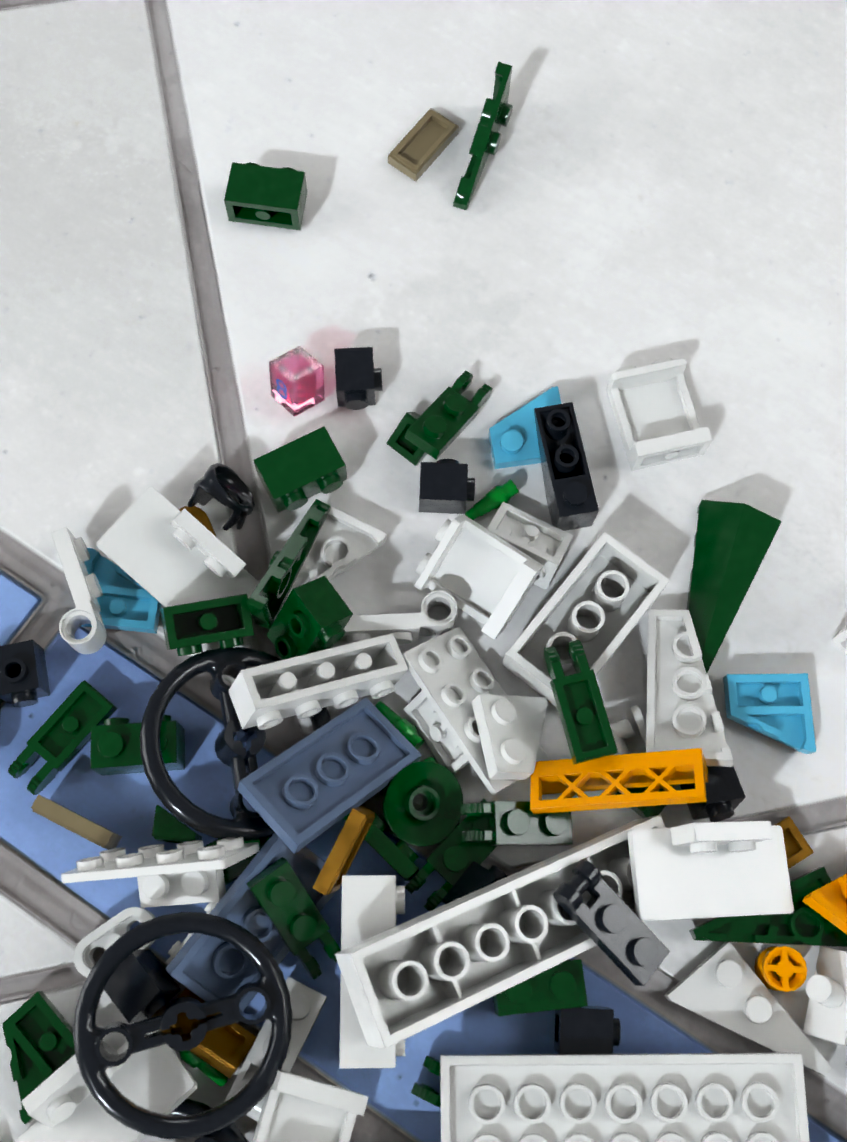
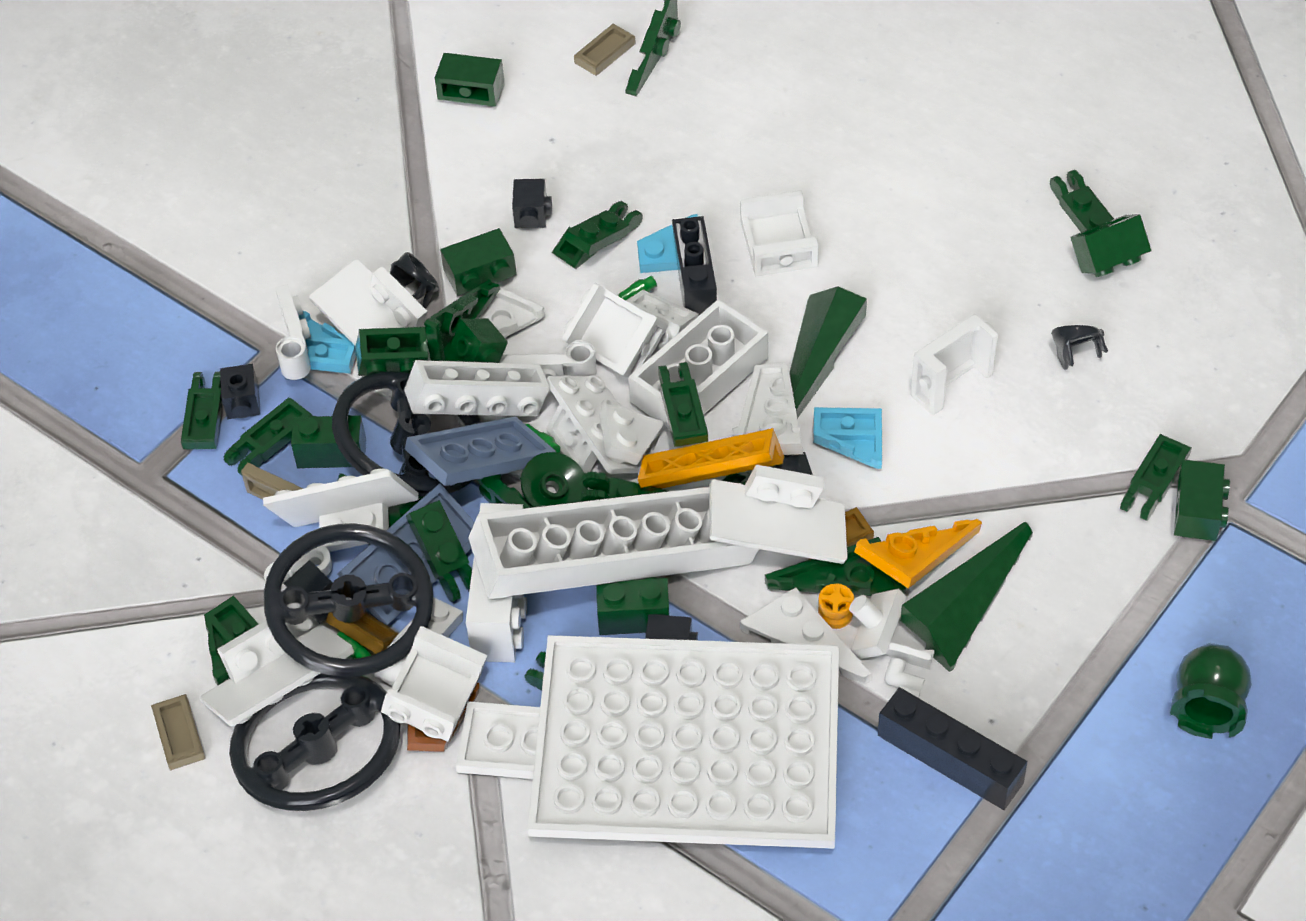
camera: 10 degrees right, 20 degrees down
(297, 380) = (481, 202): clear pink brick -> none
(344, 850) = (489, 490): pearl gold tile -> none
(445, 487) = (594, 270): black brick -> none
(611, 924) = (687, 536): plate -> none

